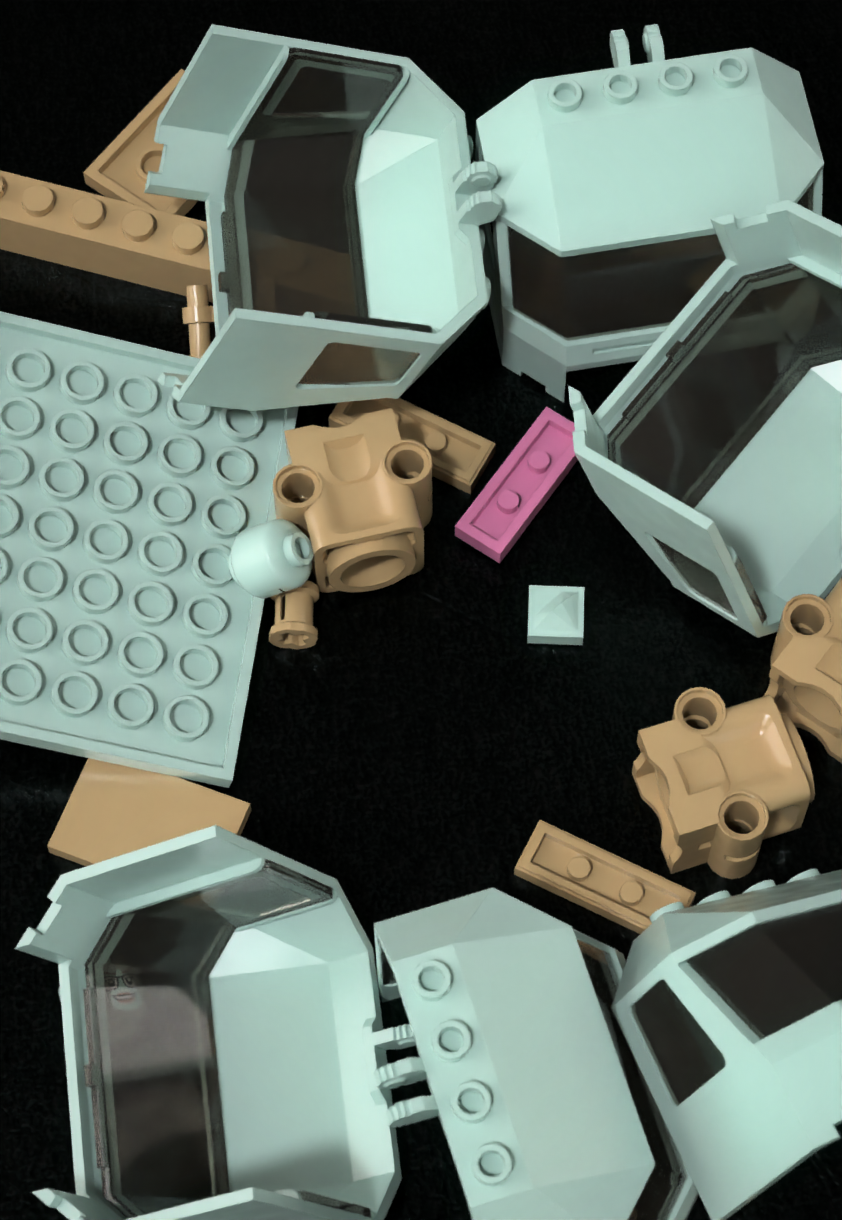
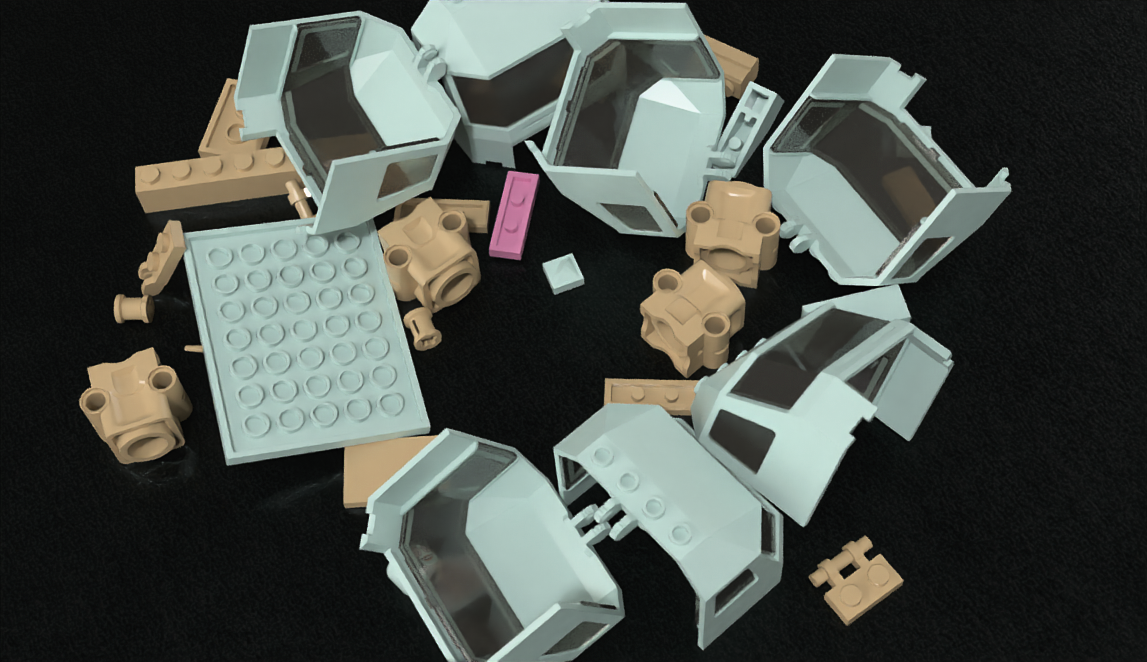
camera: 20 degrees left, 5 degrees down
(271, 558) = (399, 301): light aqua head -> none

